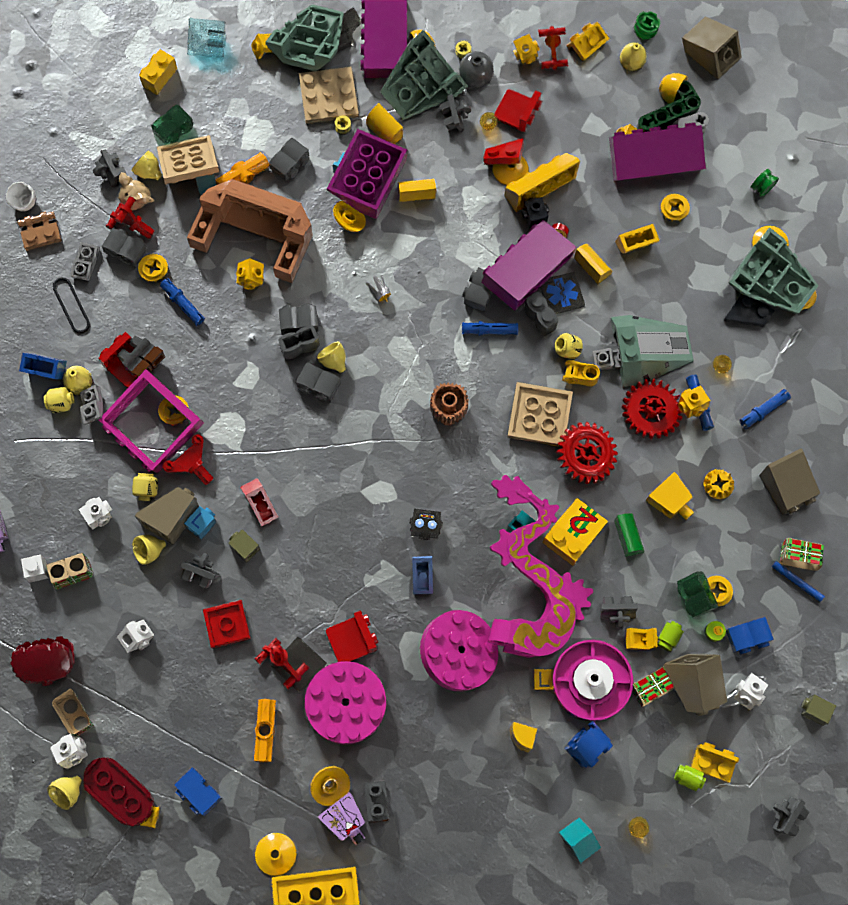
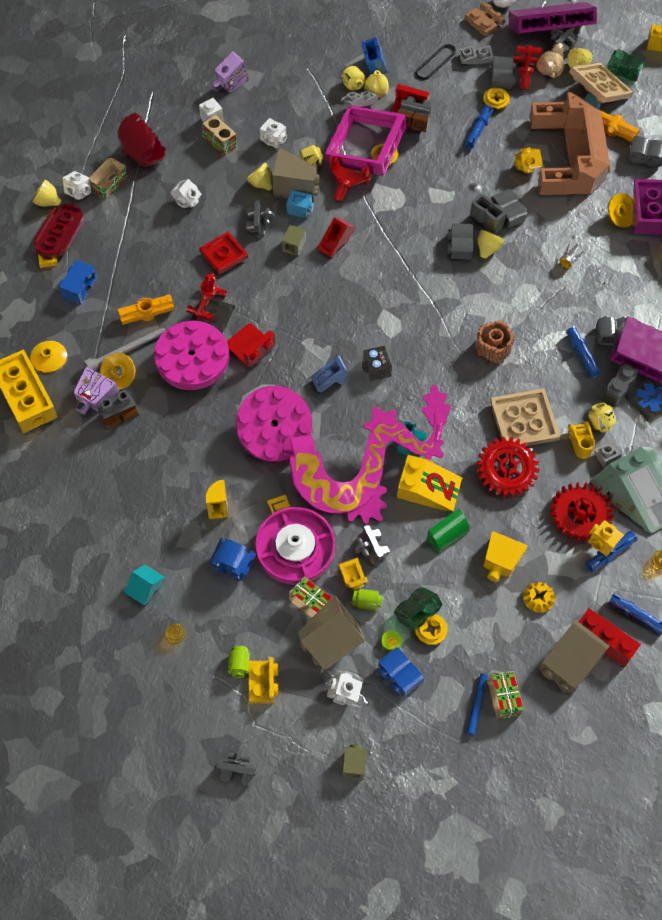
camera: 70 degrees right, 10 degrees down
(80, 165) = (552, 17): none -> magenta brick
(309, 809) = (94, 363): none -> light grey piece
(779, 445) = (621, 645): none -> red brick

